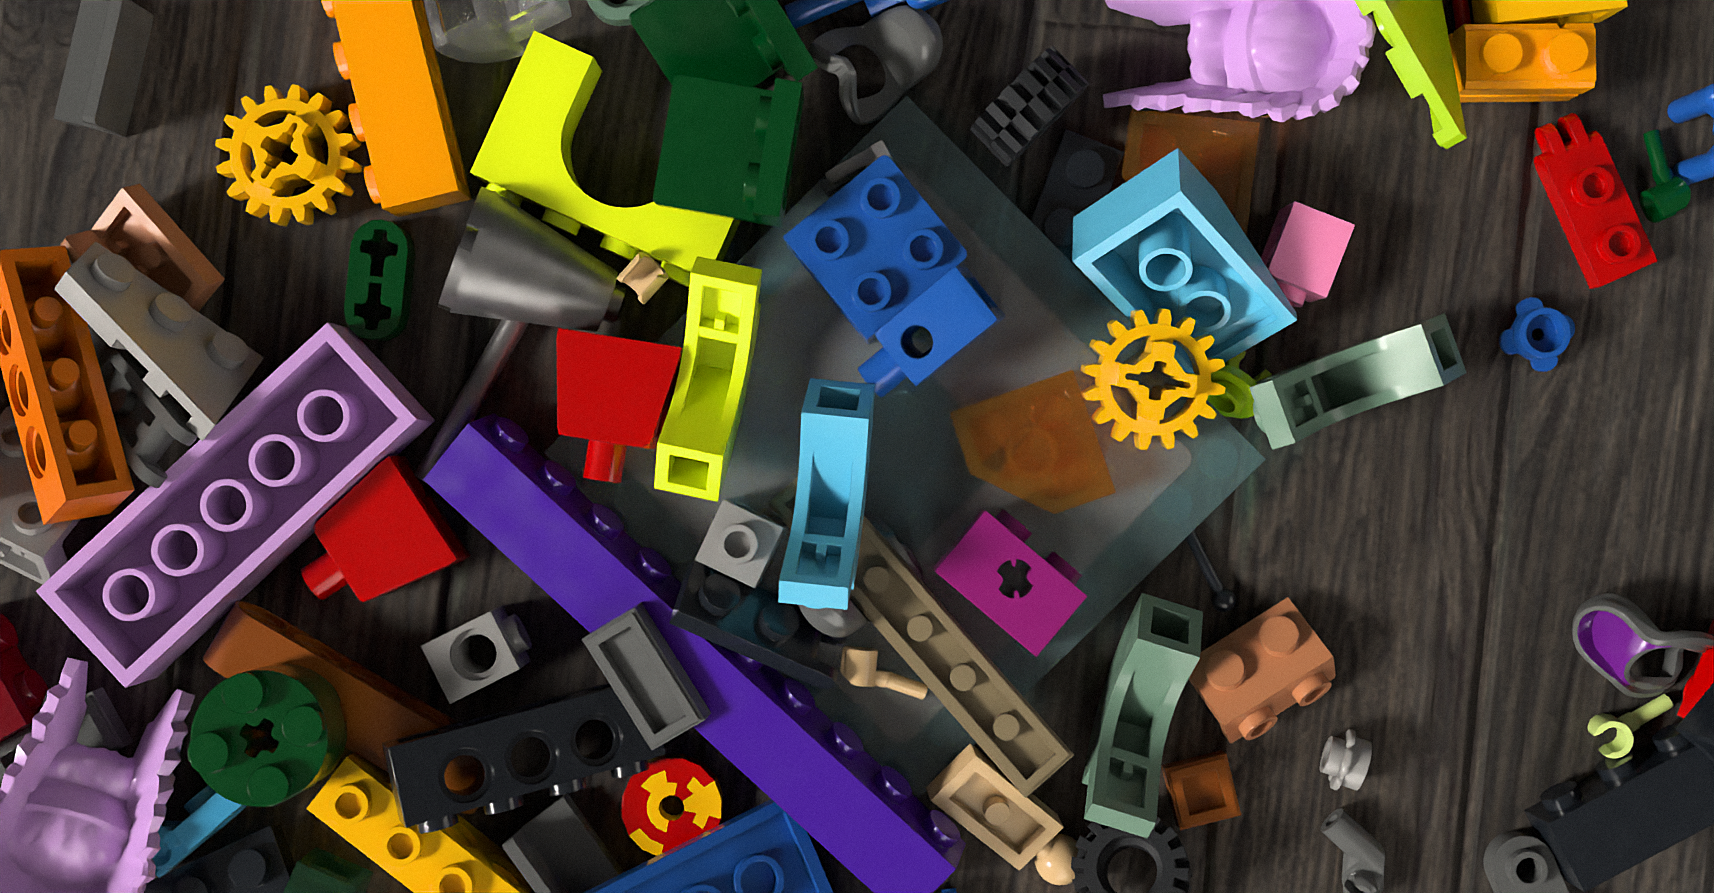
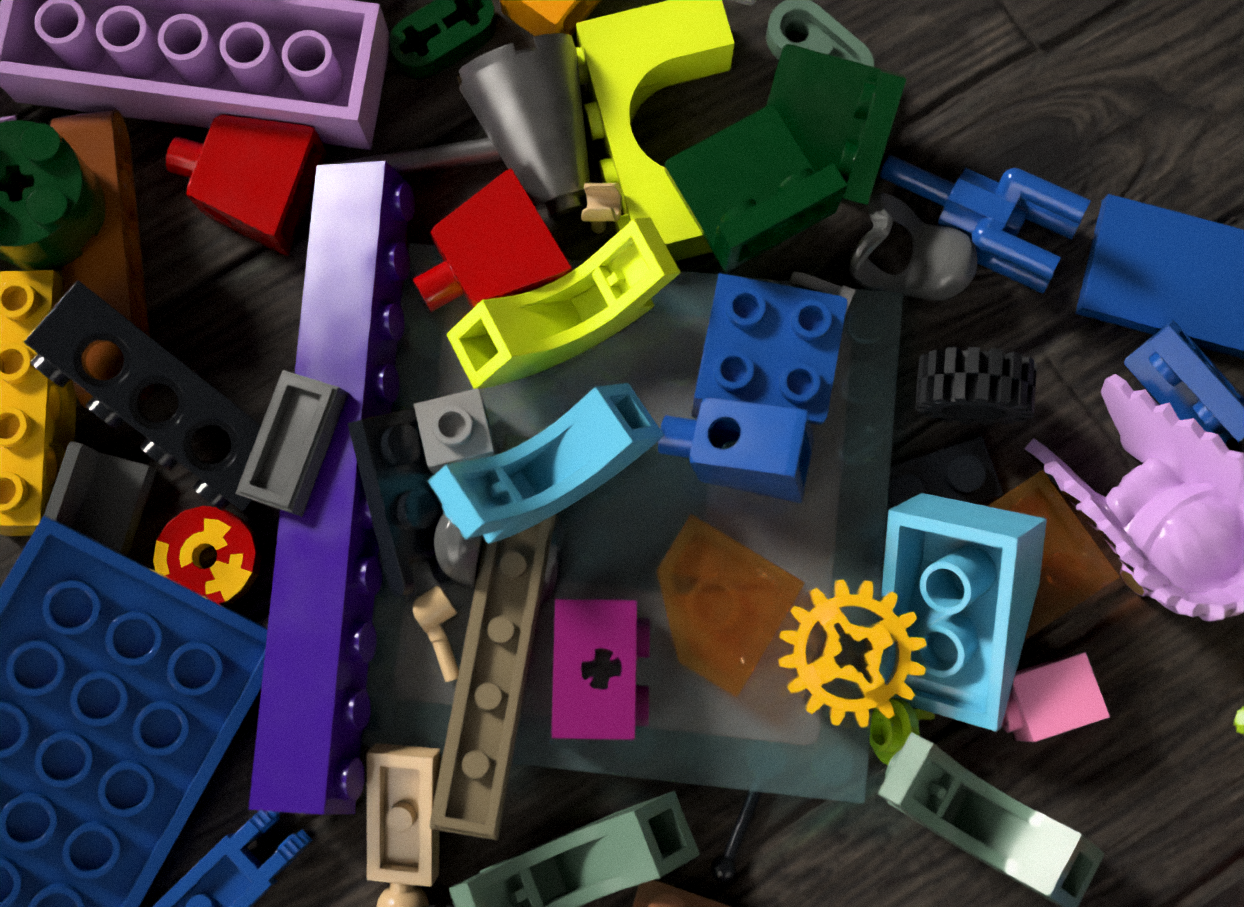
camera: 45 degrees right, 10 degrees down
(459, 672) = (196, 295): light grey brick -> none

